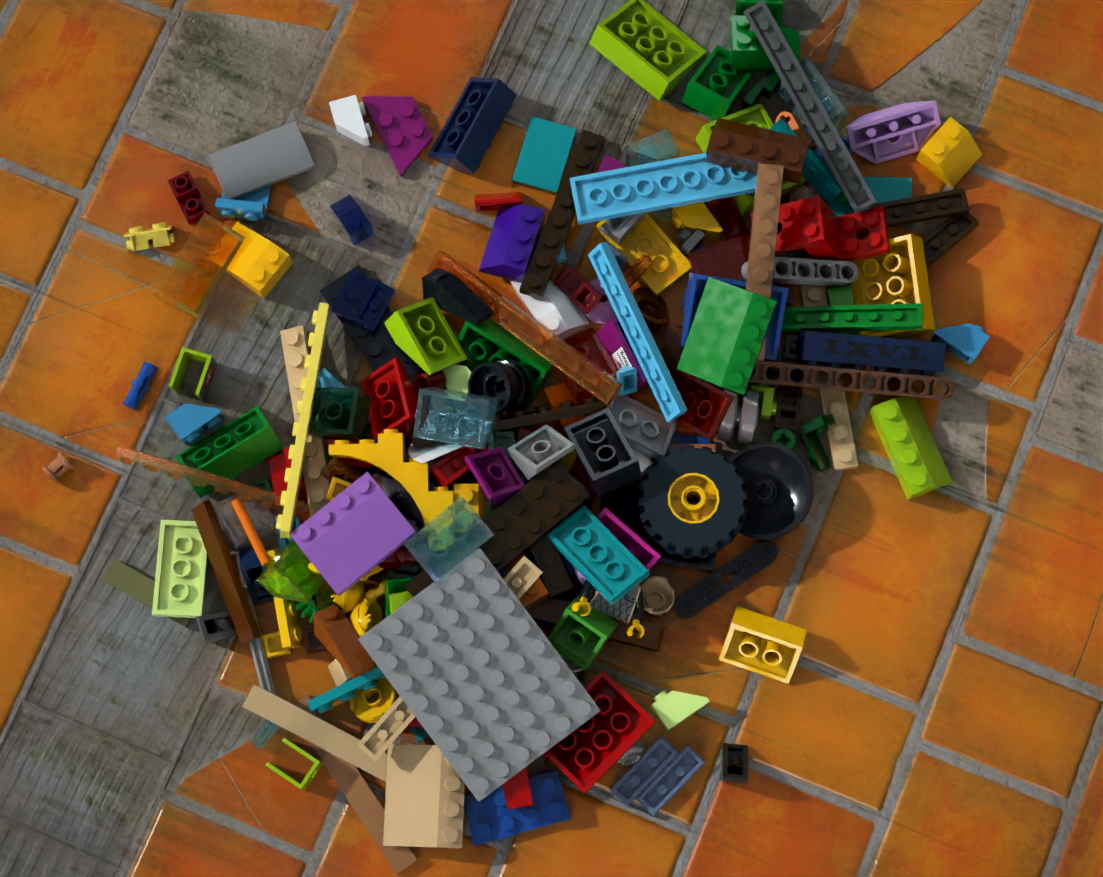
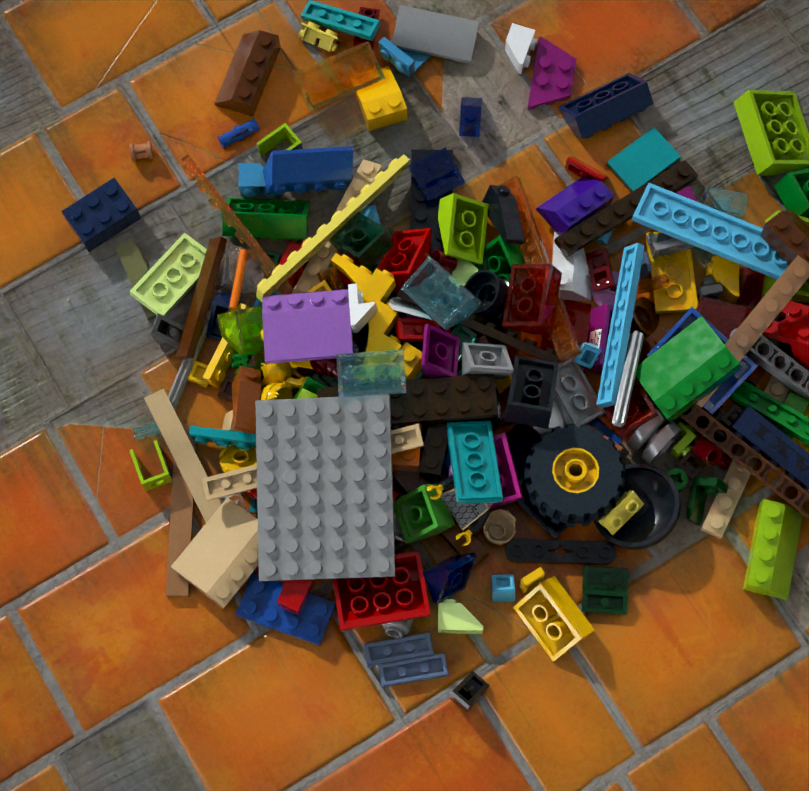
camera: 35 degrees right, 5 degrees down
(66, 557) = (101, 214): none -> dark blue brick
(105, 318) = (249, 72): none -> reddish brown slope
(159, 207) = (340, 20): none -> teal plate
(239, 379) = (308, 170): none -> blue slope
(394, 488) = (359, 311): none -> white slope
(541, 363) = (532, 298): none -> clear red slope
(644, 673) = (449, 576): none -> clear blue slope
(681, 380) = (627, 379): none -> light grey axle
(697, 648) = (503, 588): none -> medium azure slope
(721, 624) = (531, 580): none -> yellow tile
(759, 497) = (625, 508): none -> light yellow hinge
(788, 586) = (604, 590): none -> dark green slope
(798, 396) = (711, 453): none -> dark red pin

